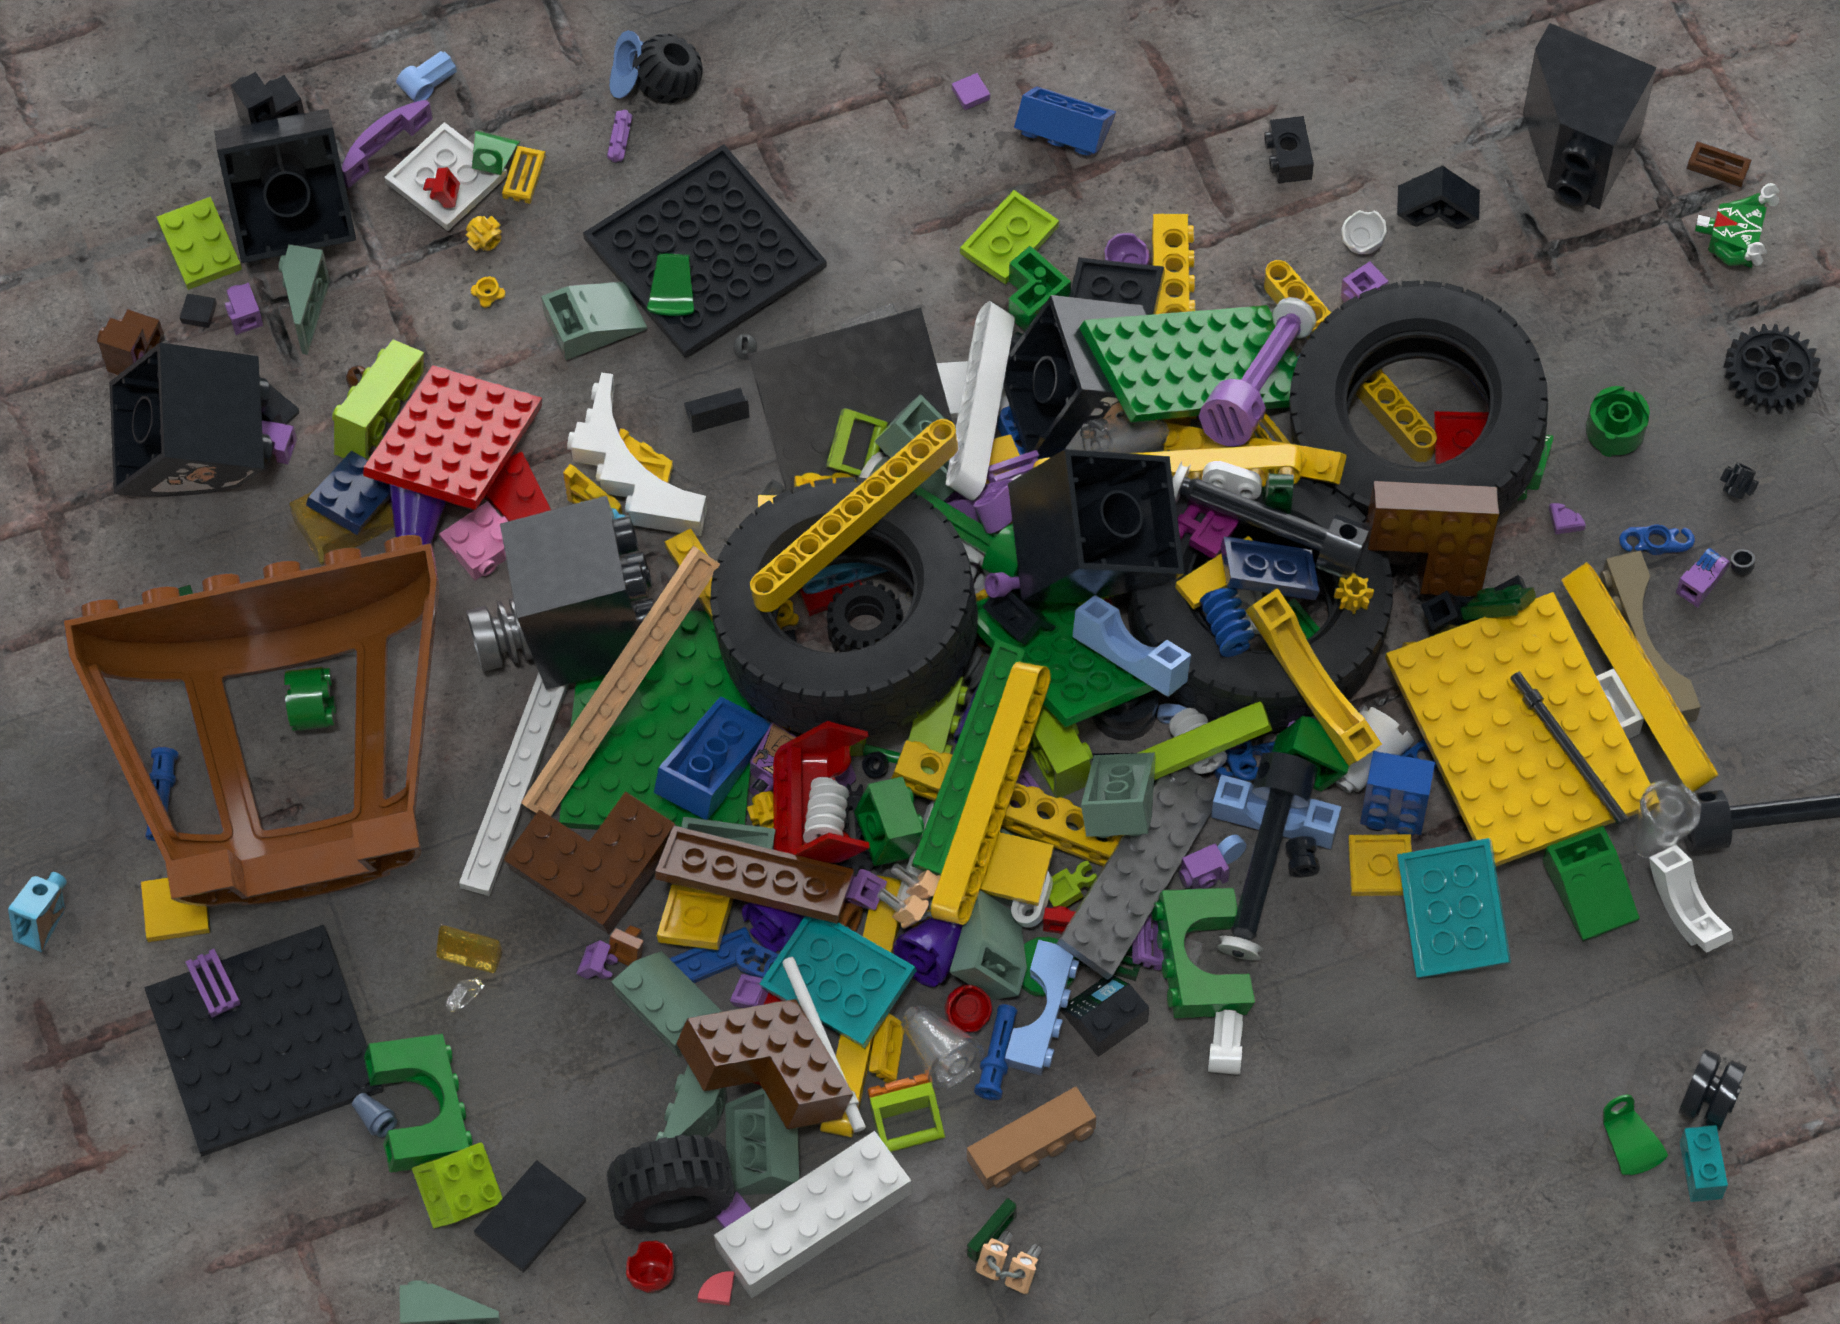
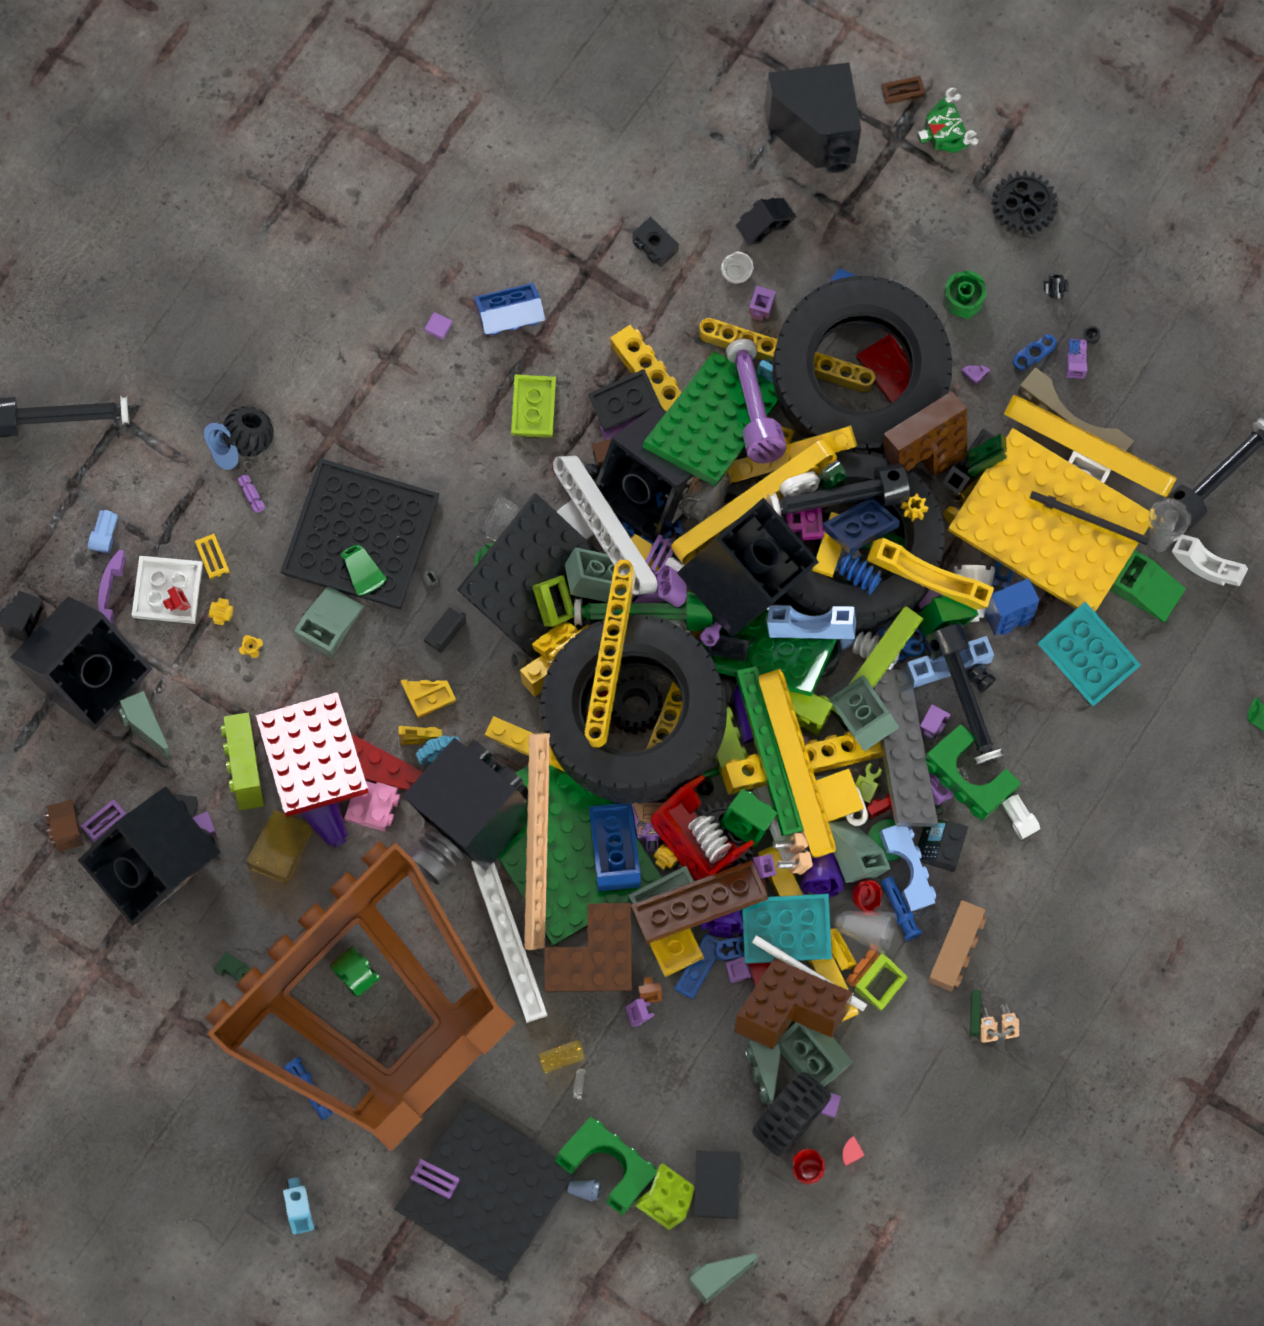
camera: 40 degrees left, 10 degrees up
(169, 918) = (369, 1152): yellow tile -> none
(198, 310) = (84, 776): black tile -> none
(199, 243) = (49, 732): lime plate -> none
(243, 309) = (112, 756): medium lavender brick -> none
(348, 495) = (275, 832): dark blue plate -> none
(351, 375) = (215, 757): reddish brown hinge -> none
(492, 152) = (184, 555): green piece -> none
(649, 499) = (458, 713): white arch -> none
(662, 997) = (698, 1007): sand green slope -> none
(812, 1214) = (873, 1073): white brick -> none
(1035, 283) = (580, 427): green brick -> none
(1128, 249) = (612, 371): medium lavender hair -> none
(1232, 848) = (939, 699): light blue tile -> none
(1375, 864) = (1023, 653): yellow tile -> none

